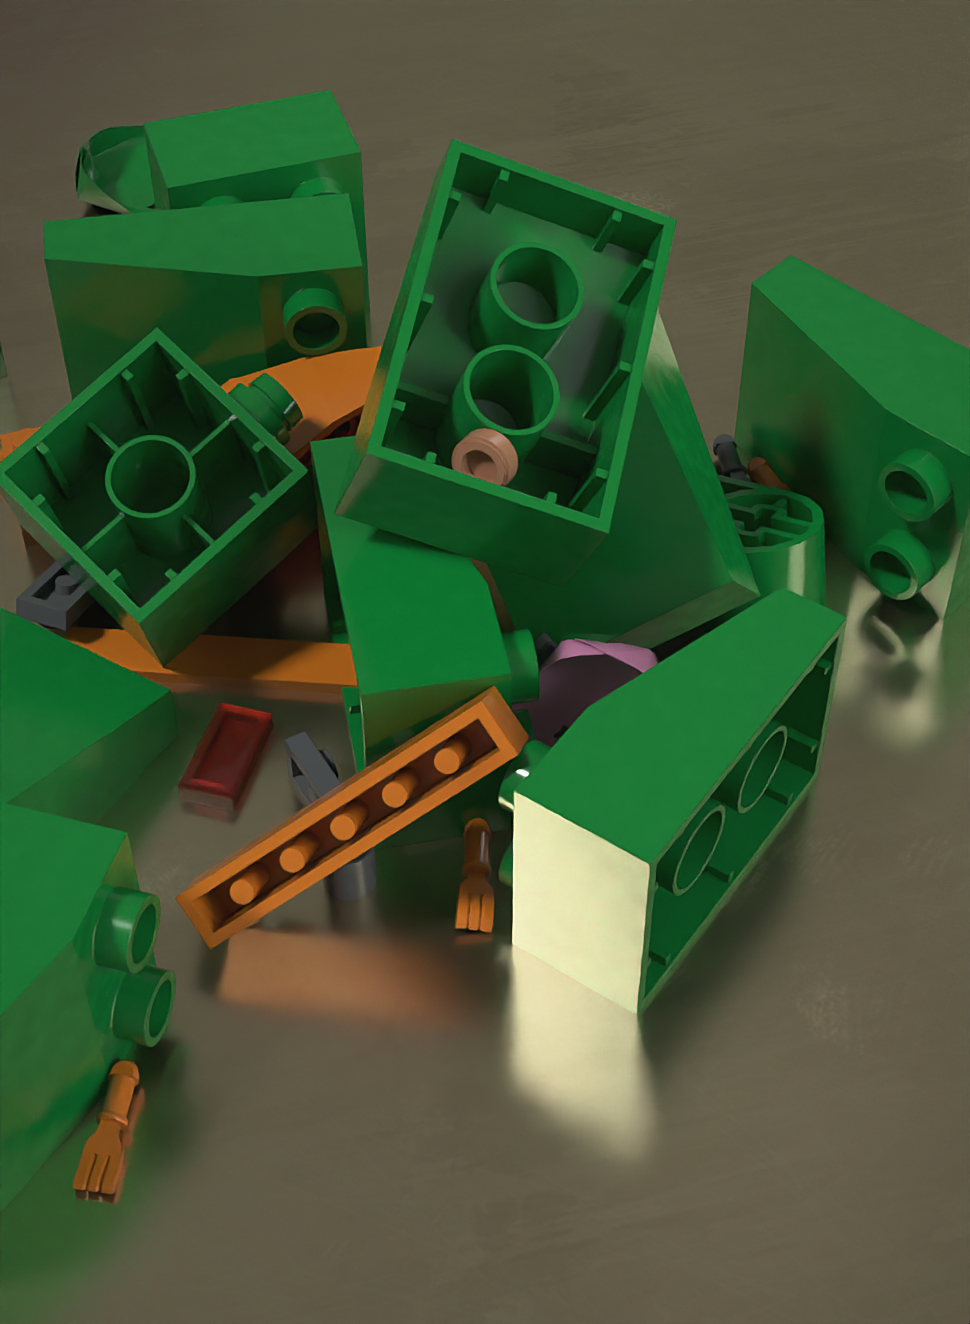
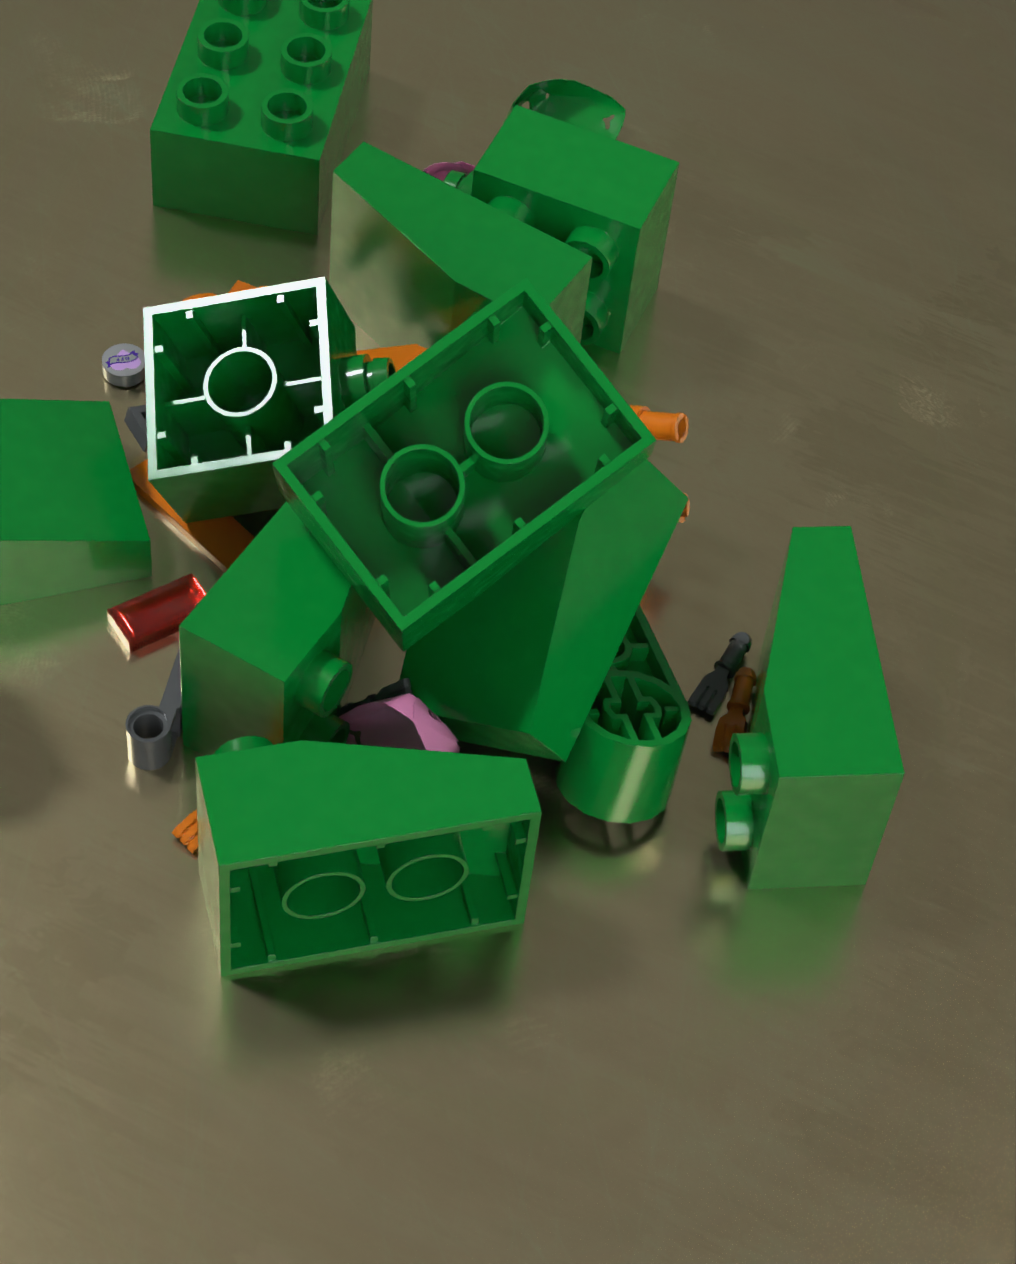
camera: 35 degrees right, 5 degrees up
(353, 817) = (139, 706): orange brick -> none
(486, 456) = (368, 523): nougat tile -> none

